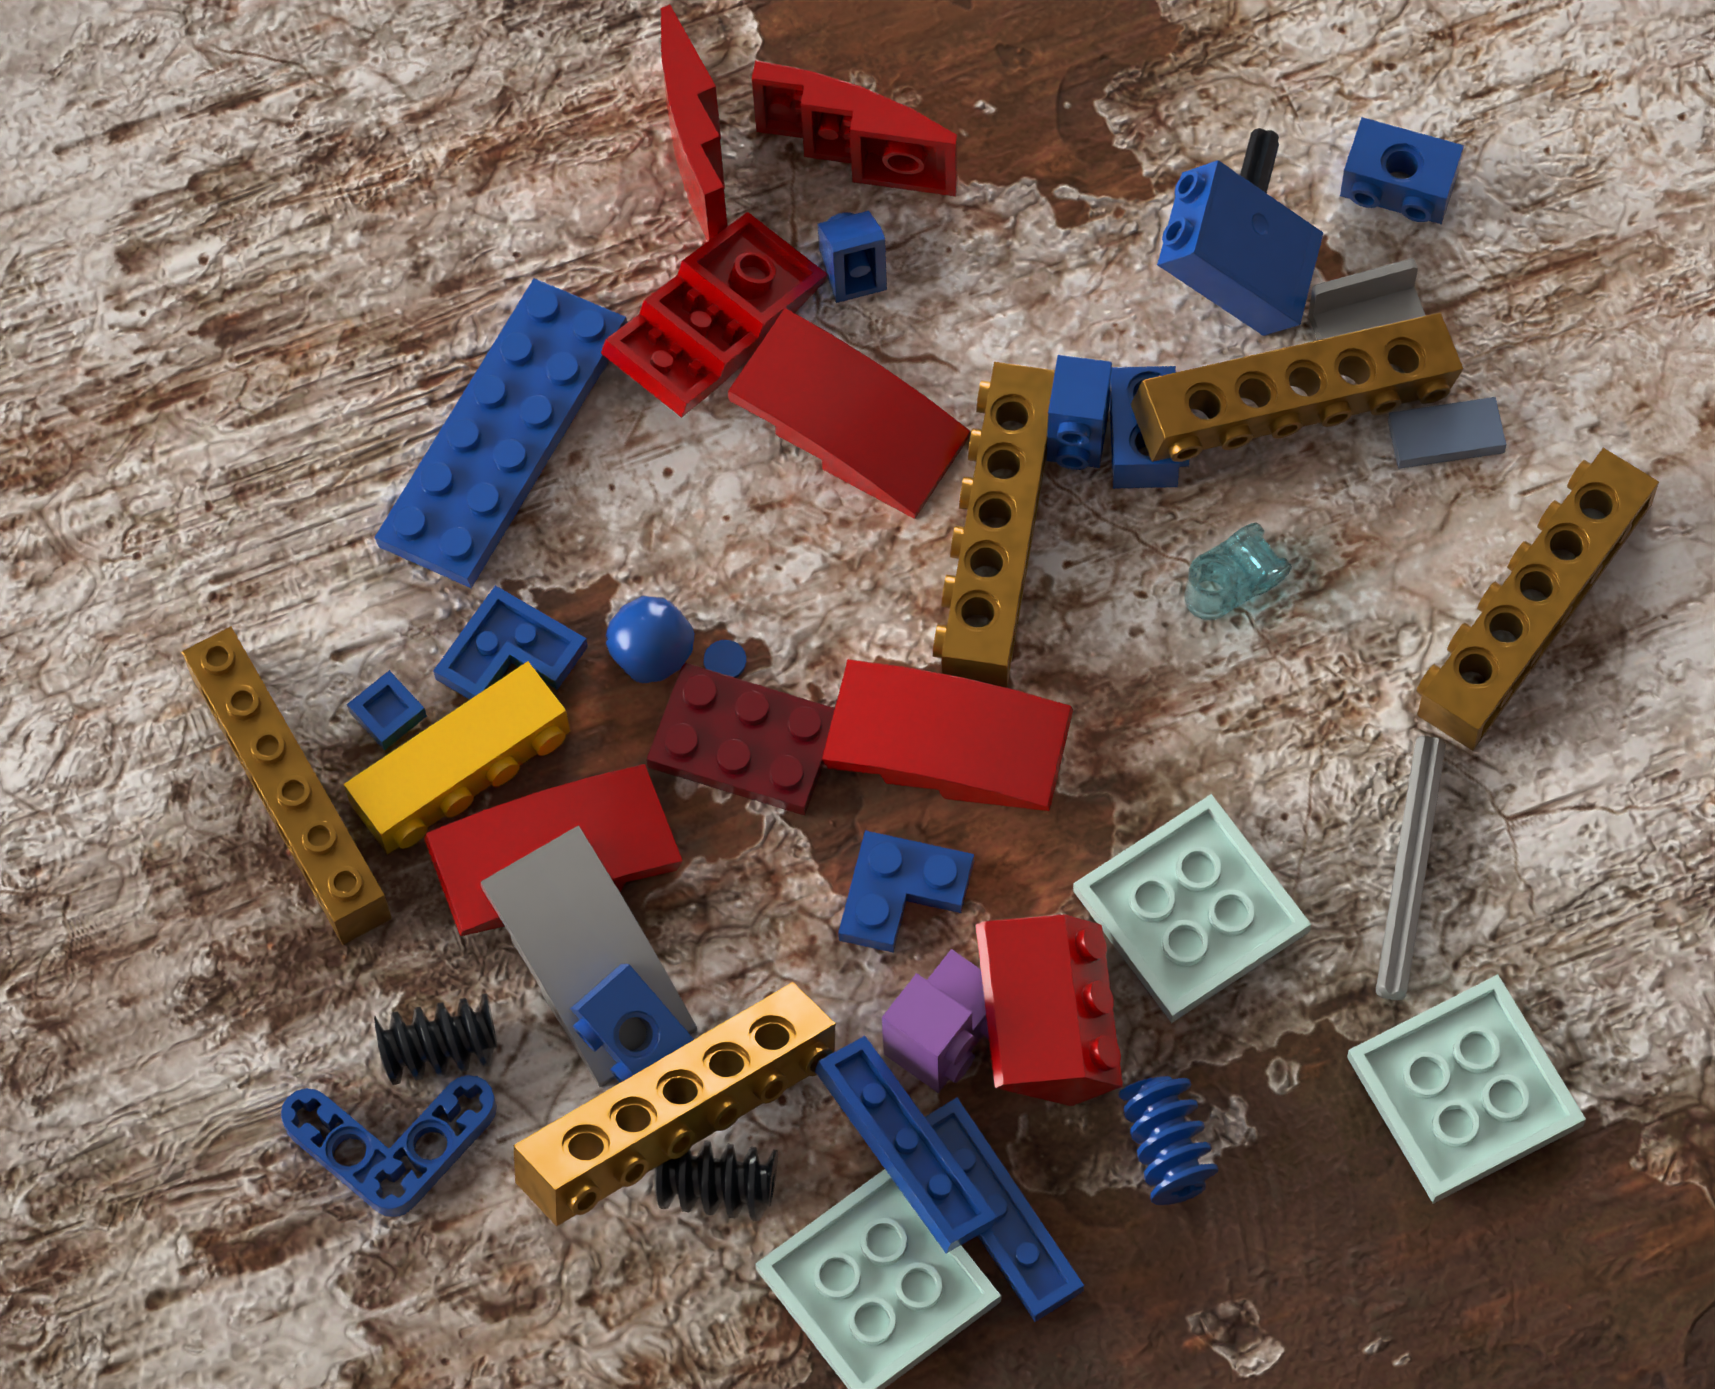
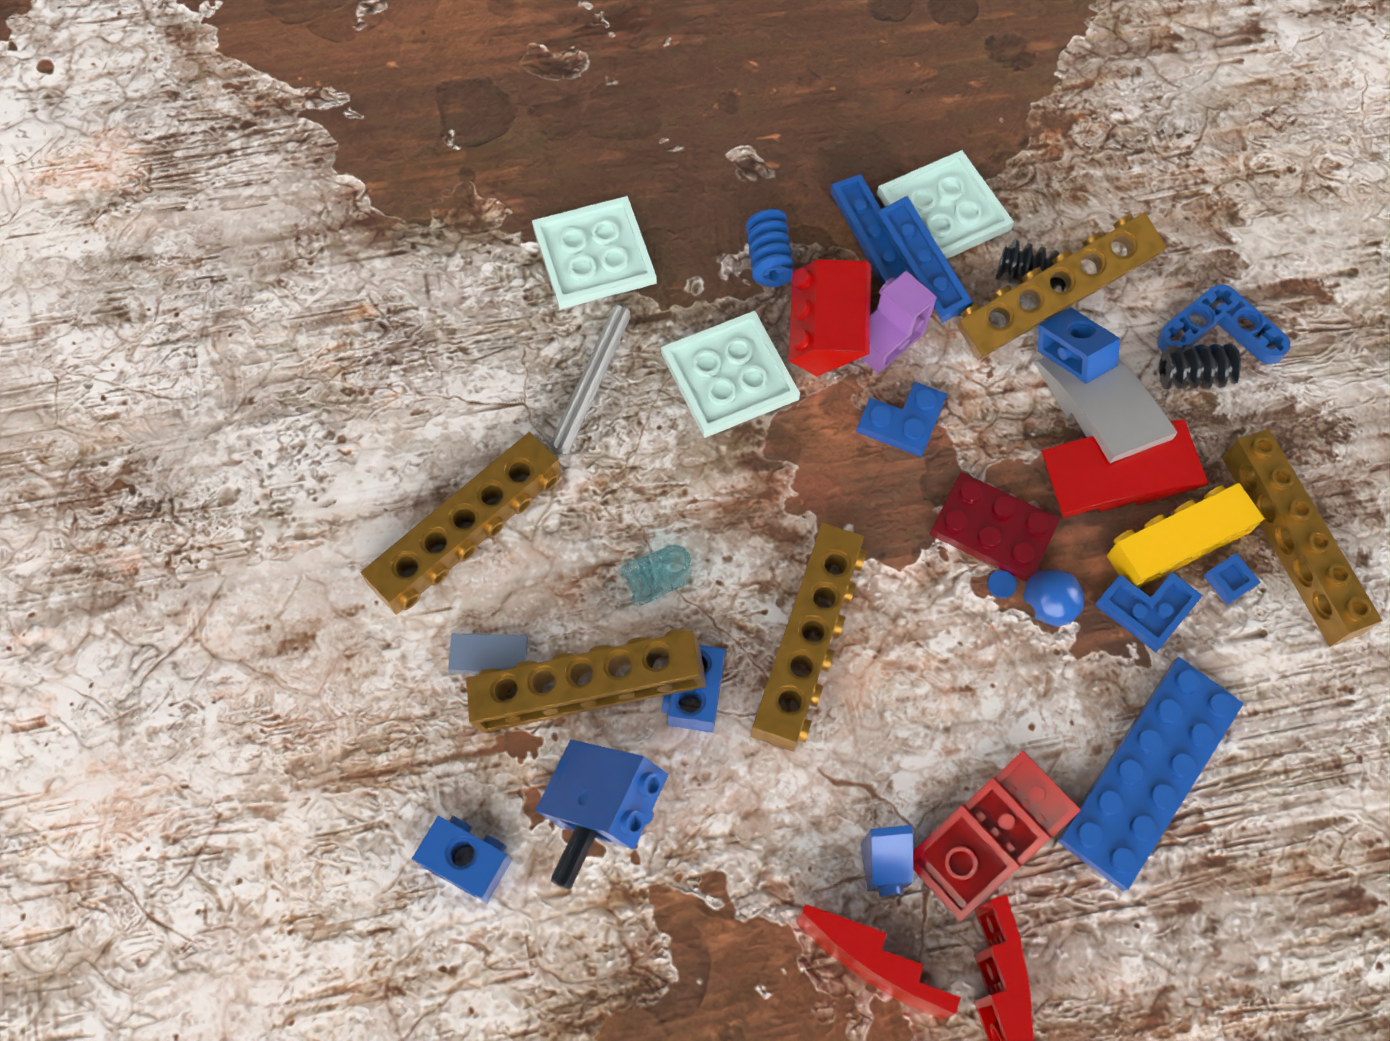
camera: 175 degrees left, 0 degrees up
(849, 413) = (905, 734): red slope -> none
(948, 735) = (865, 497): red slope -> none
(1078, 412) = (742, 690): blue brick -> none
(1365, 300) = (517, 750): light grey panel -> none

